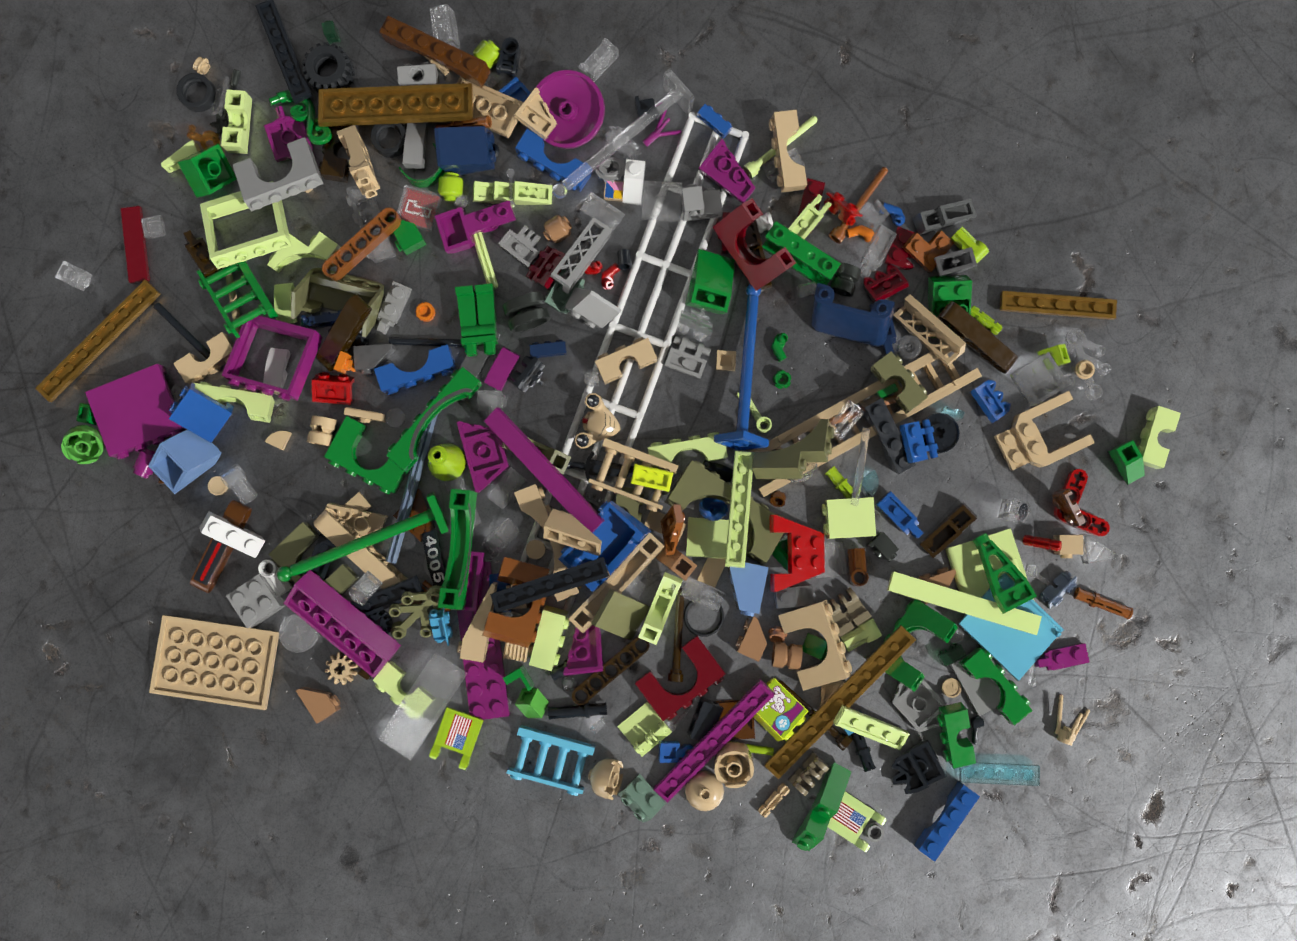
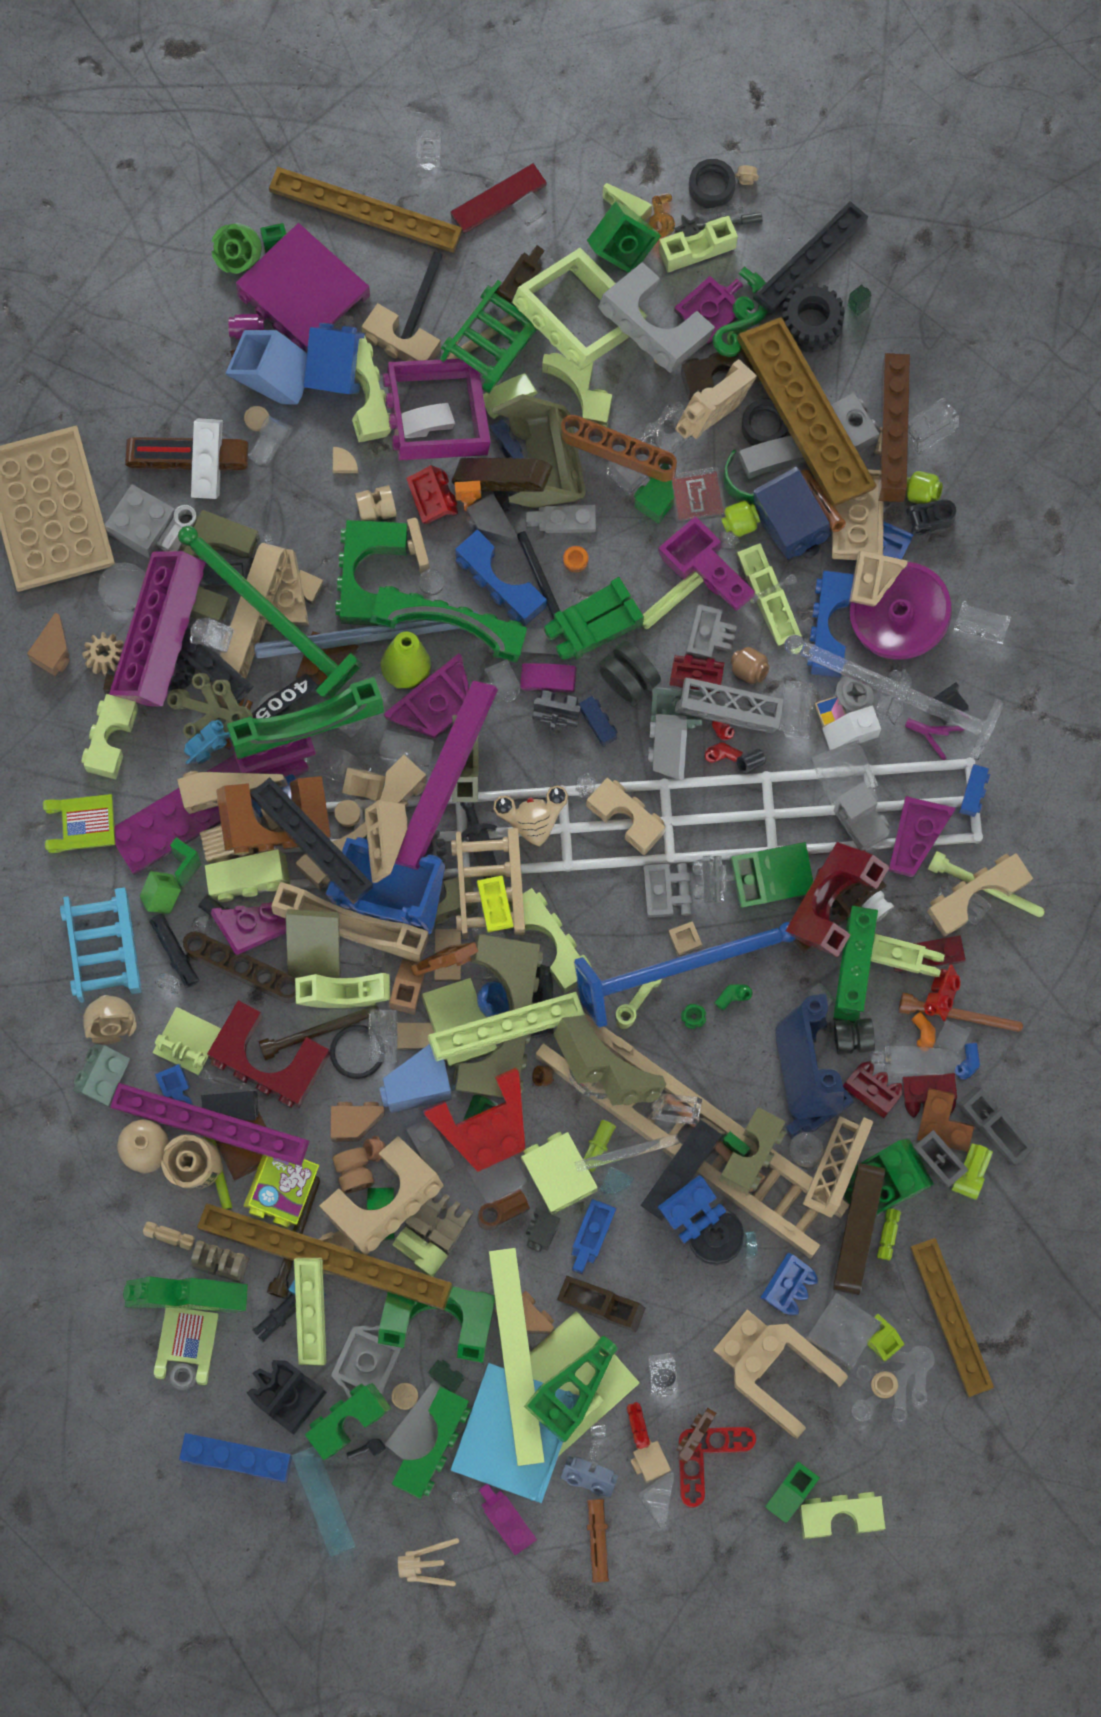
camera: 65 degrees right, 10 degrees down
(422, 706) = (100, 764): clear windscreen -> none
(520, 528) = (363, 784): none -> tan panel

